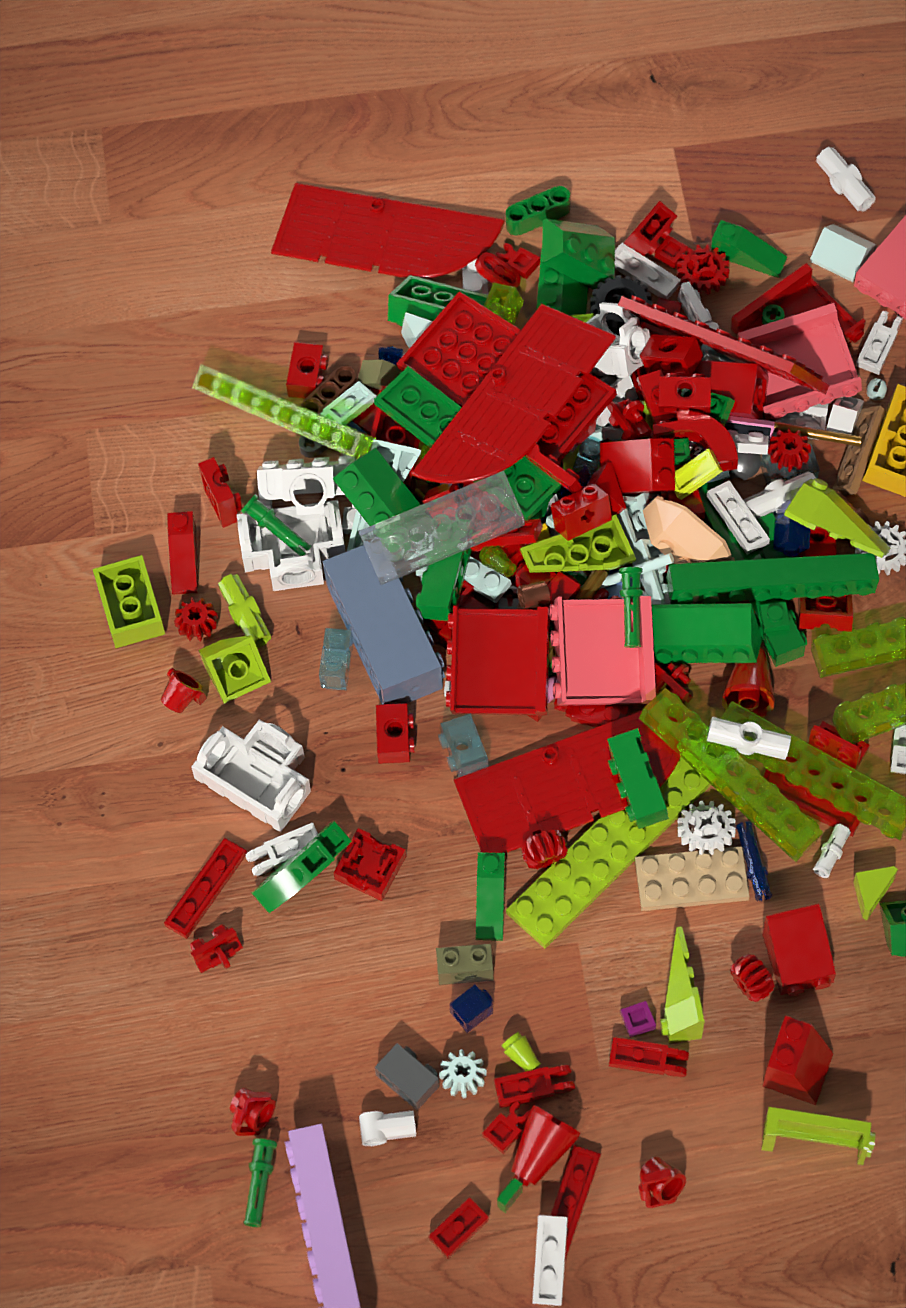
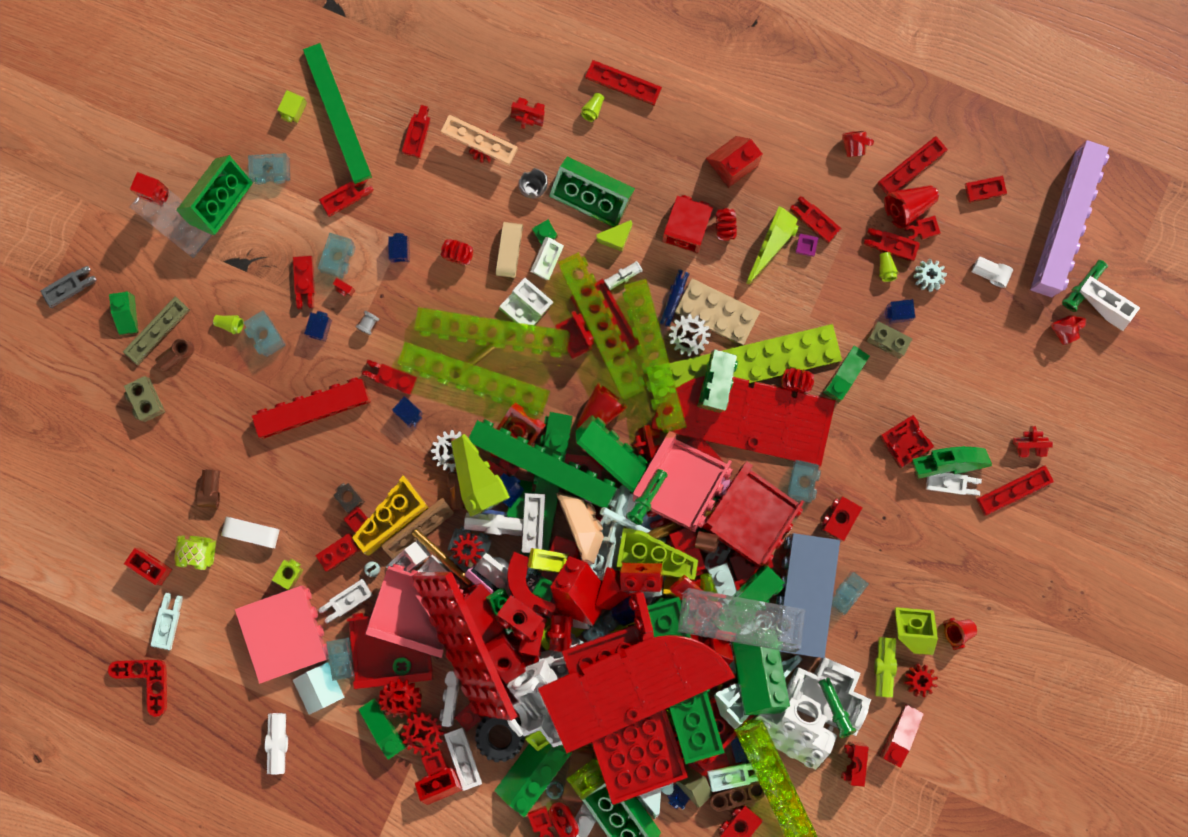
camera: 150 degrees left, 20 degrees up
(128, 601) = (959, 719): lime brick -> none
(219, 1170) = (1109, 304): none -> white slope
(255, 771) = (945, 544): white piece -> none
(407, 1076) = (963, 293): dark grey brick -> none
(509, 1195) = (947, 188): green tile -> none
(528, 292) = (550, 793): none -> clear light blue bush
(550, 1260) = (947, 136): white plate -> none
(579, 251) = (499, 799): green wedge -> none
(733, 734) = (625, 354): white piece -> none
(751, 283) = (400, 698): none -> red gear
(818, 1129) = (751, 114): lime panel -> none
(842, 285) = (340, 659): none -> clear light blue brick

